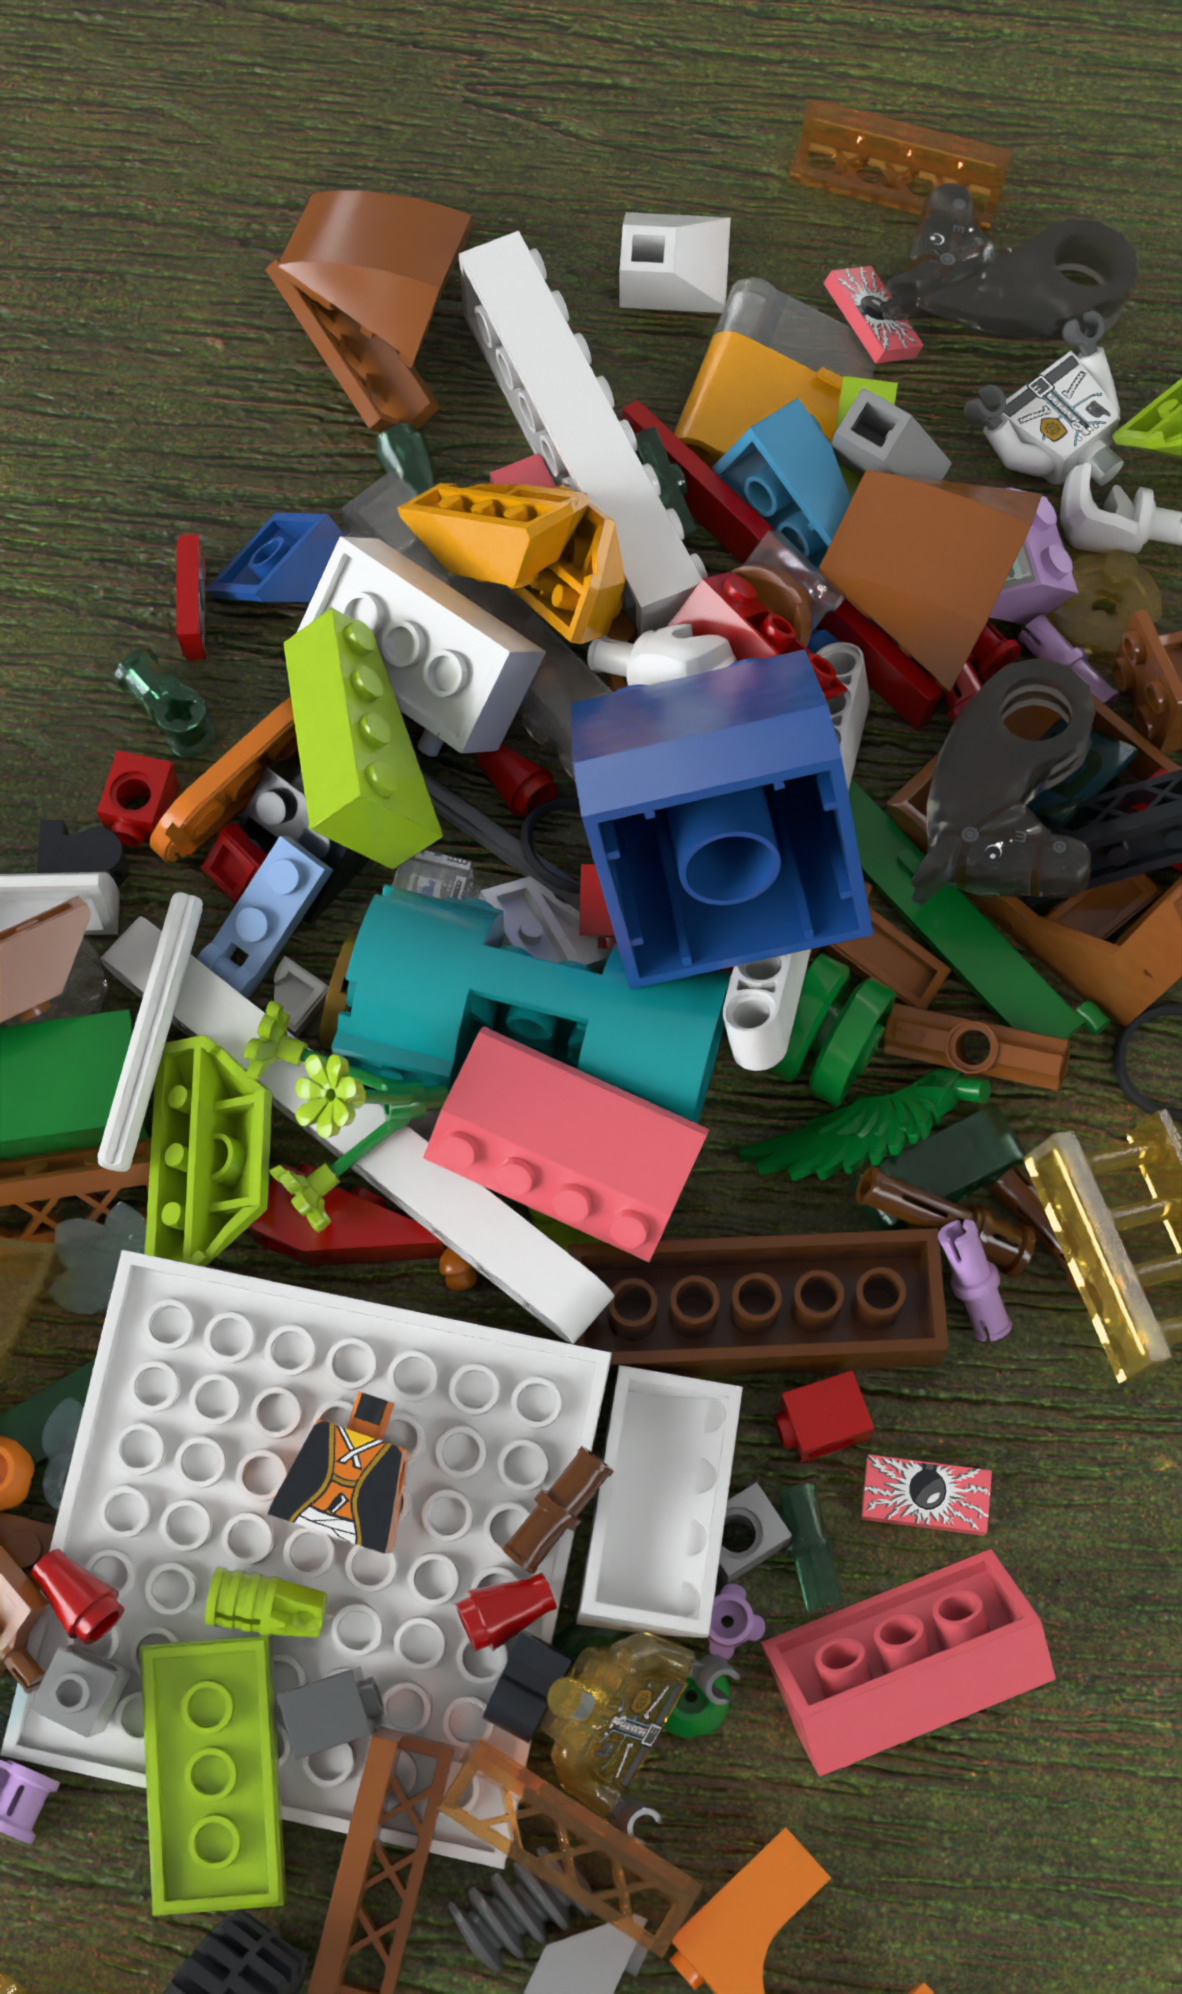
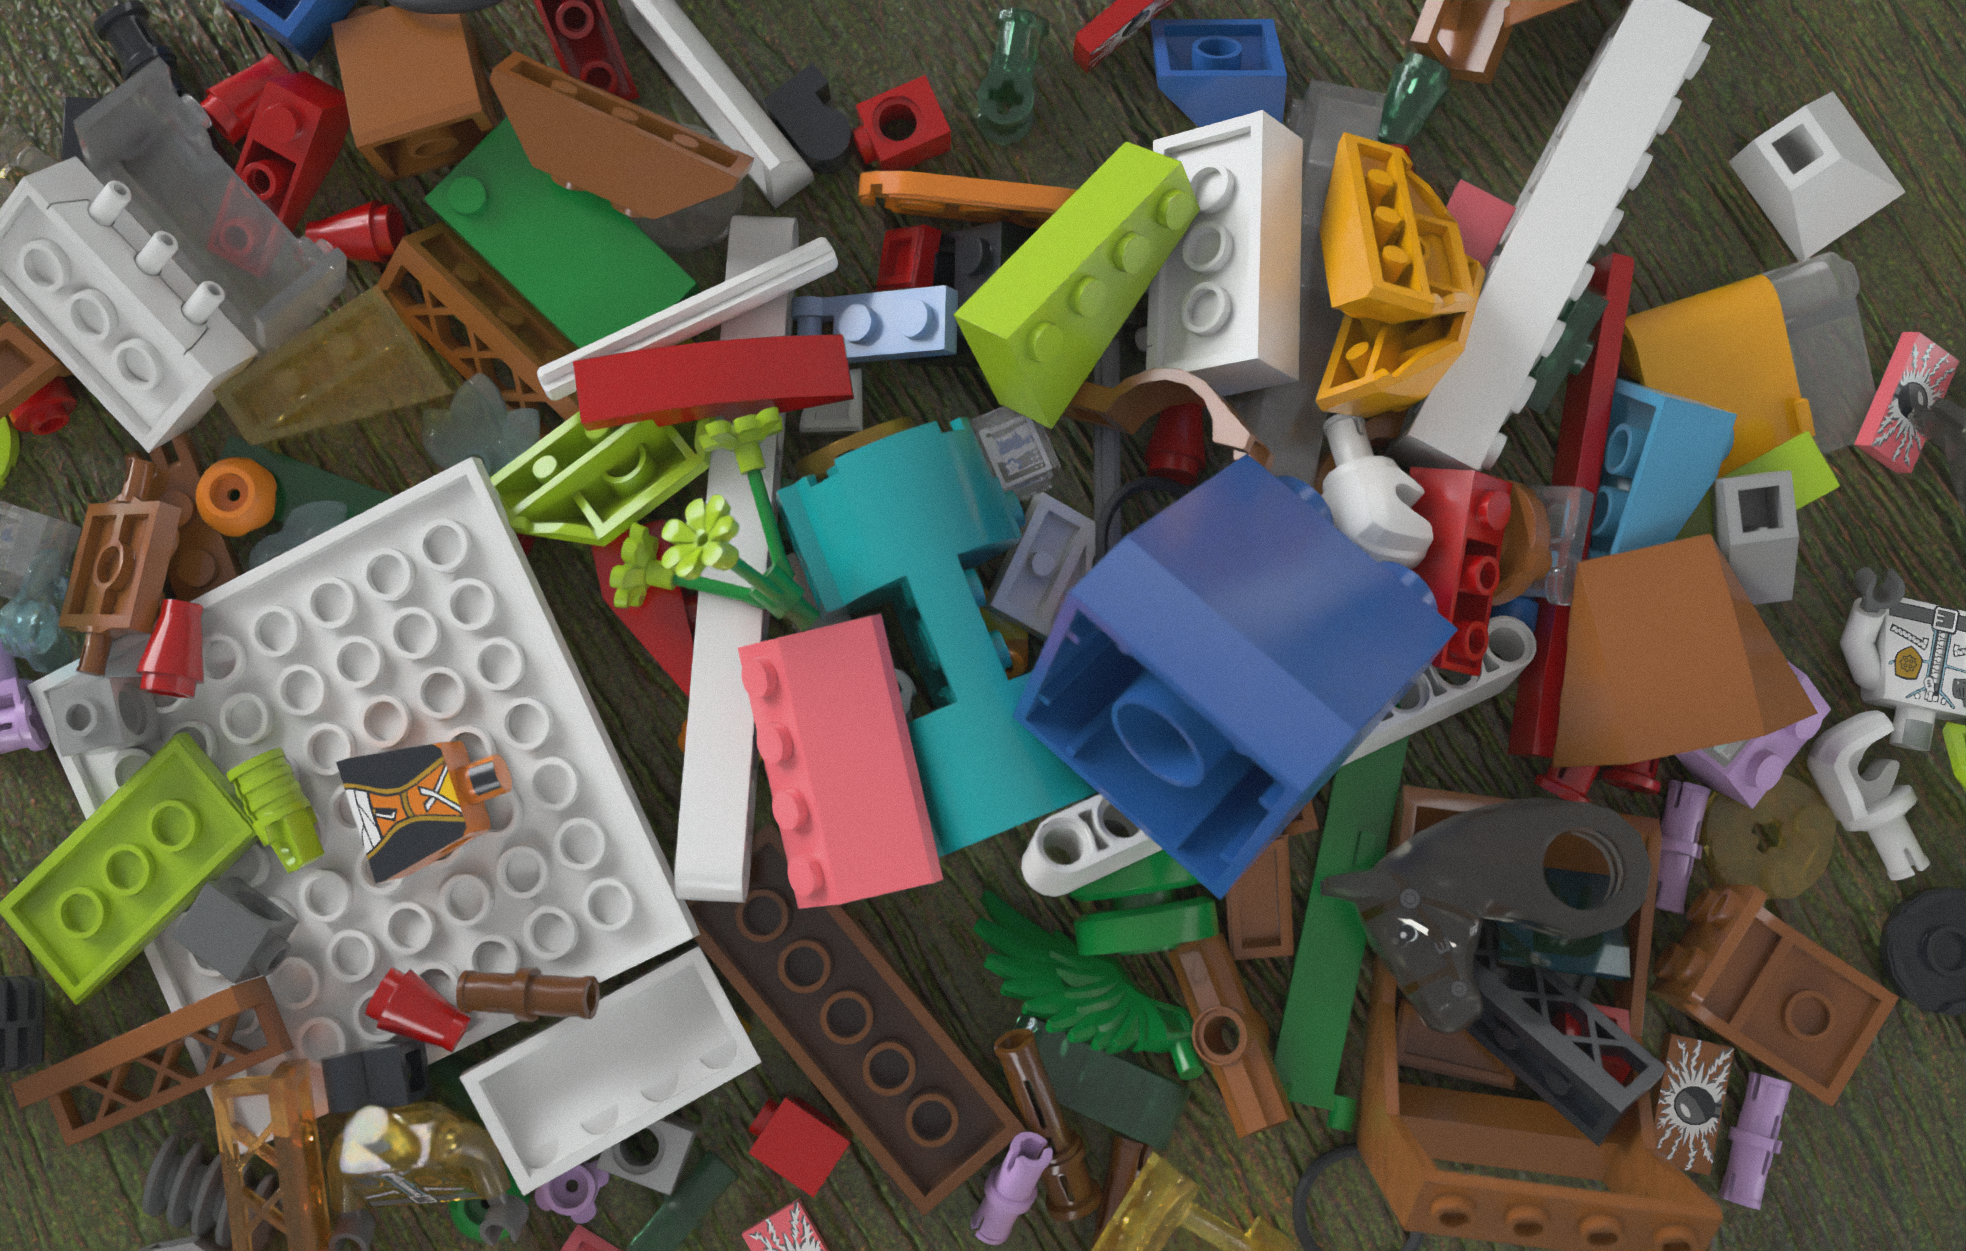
camera: 45 degrees right, 15 degrees up
(210, 1039) = (712, 380): none -> red slope
(469, 762) = (1153, 390): none -> dark orange piece

